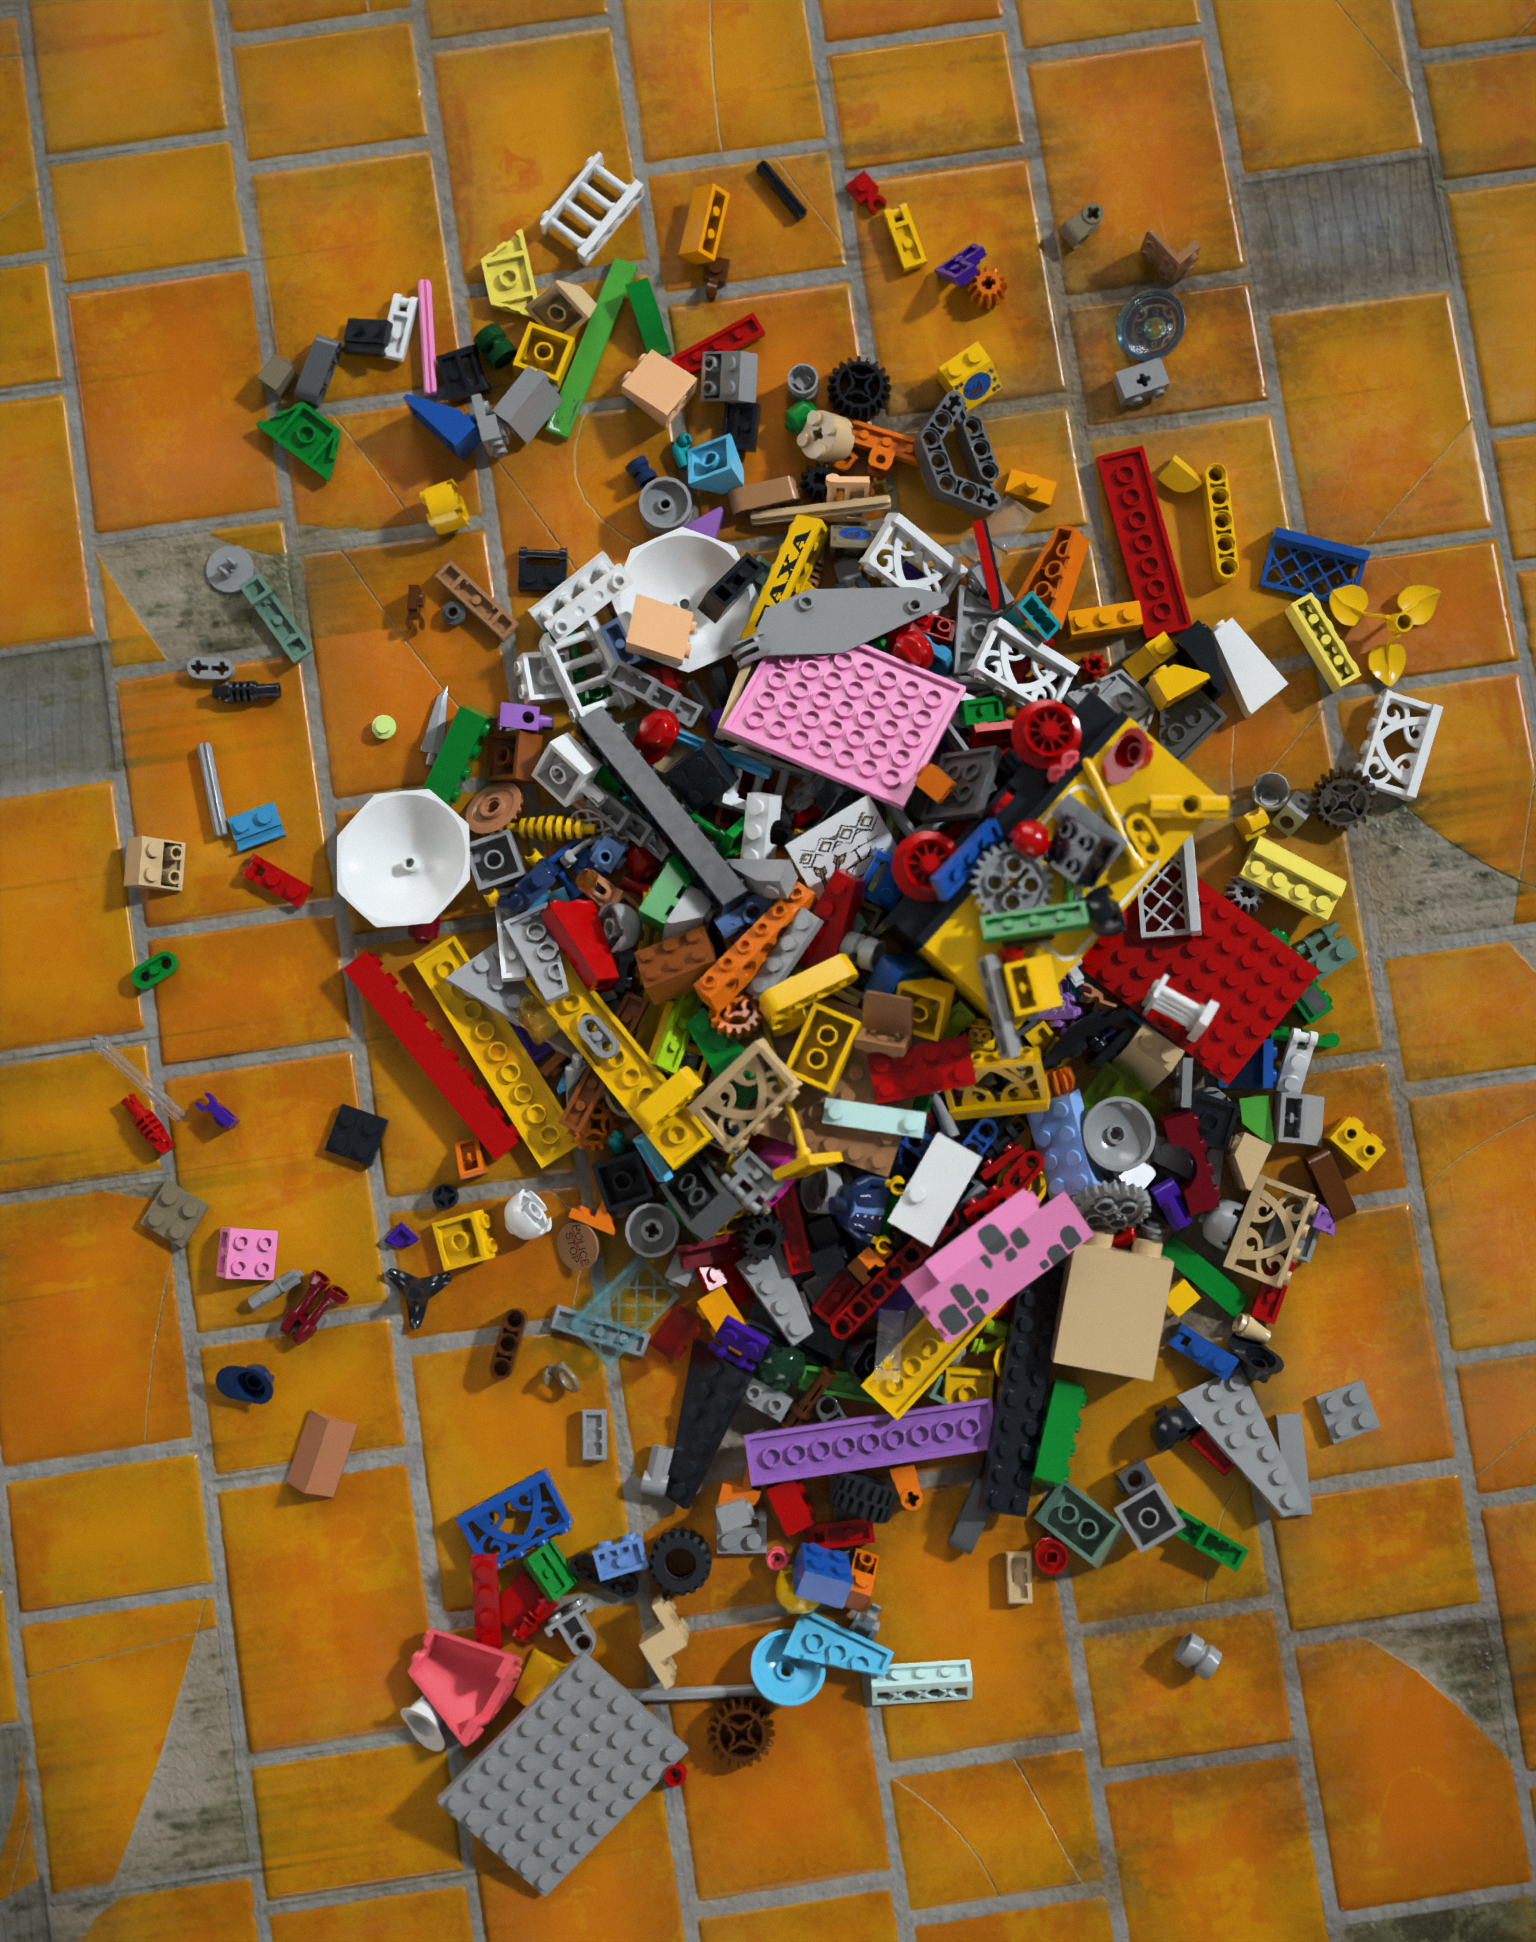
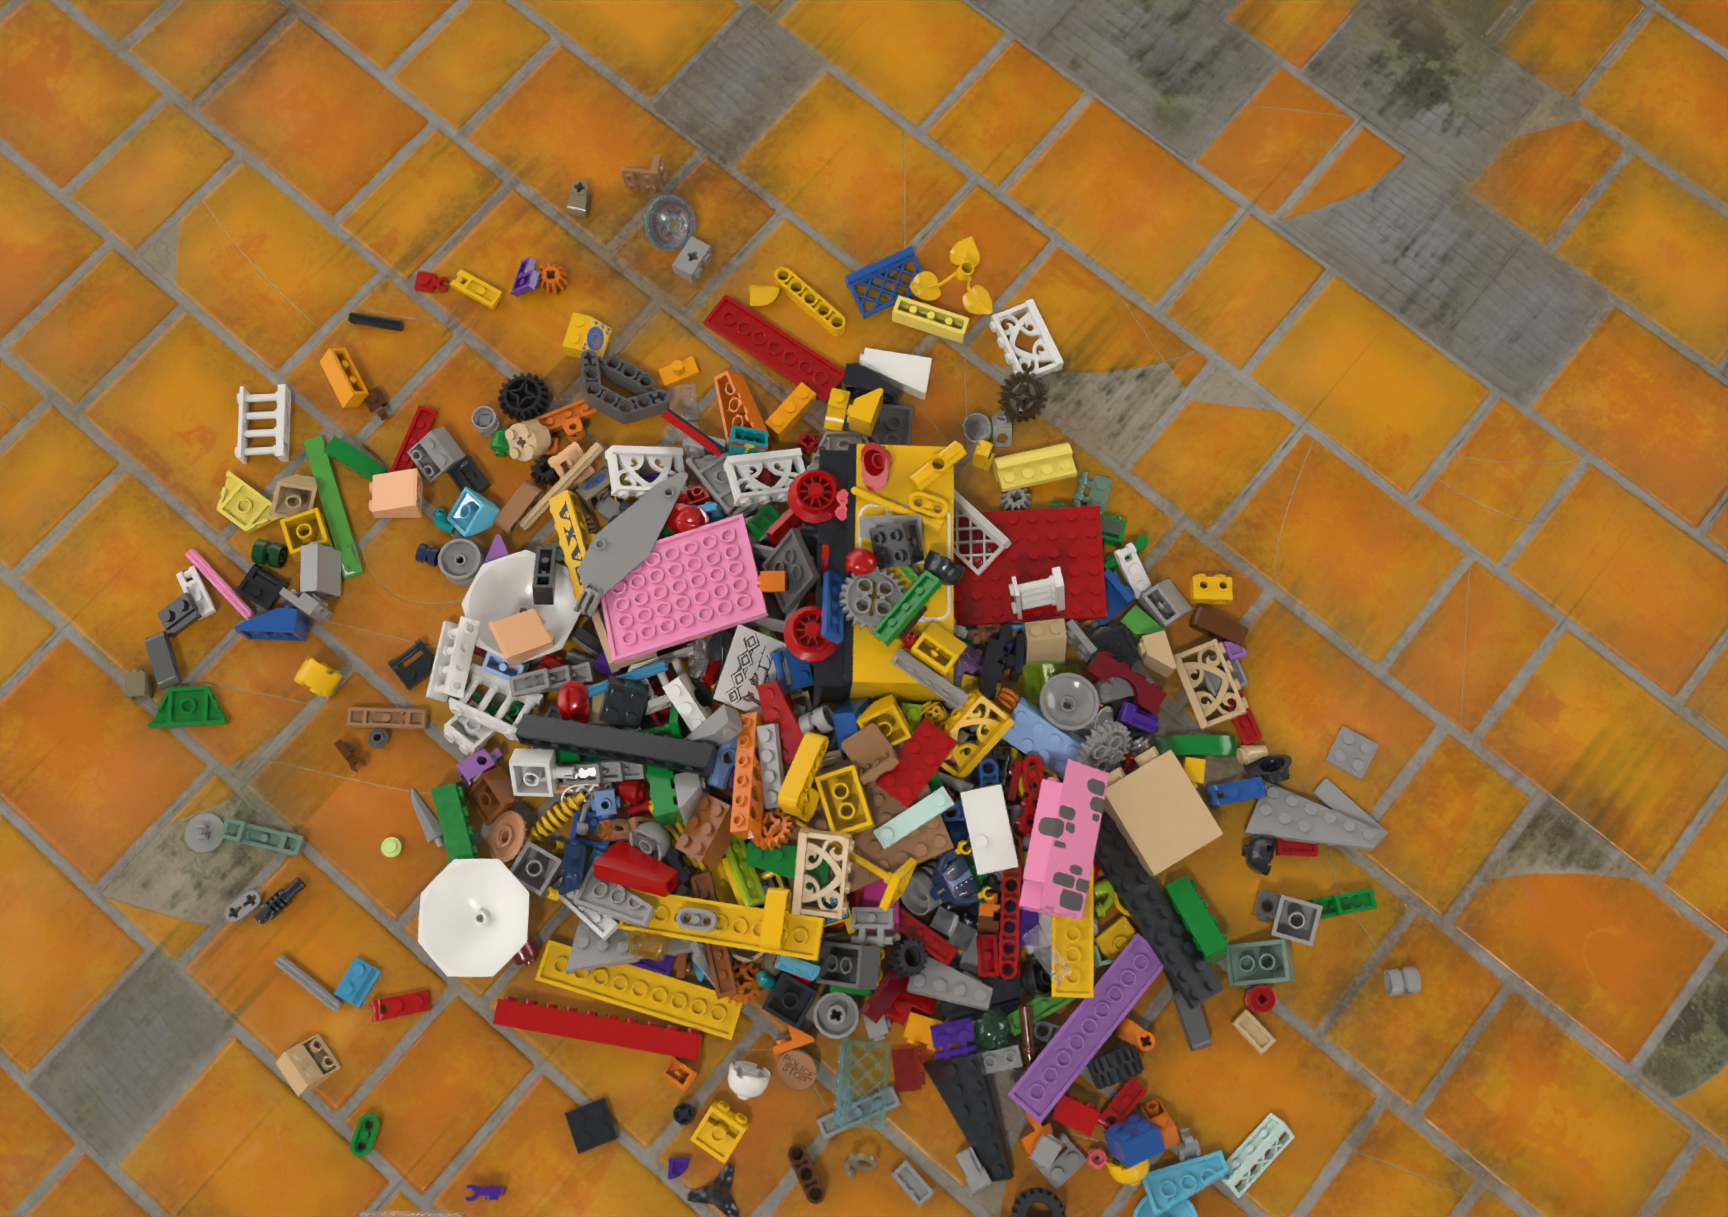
camera: 40 degrees left, 10 degrees down
(1221, 1223) = (1176, 704): light grey cylinder -> none

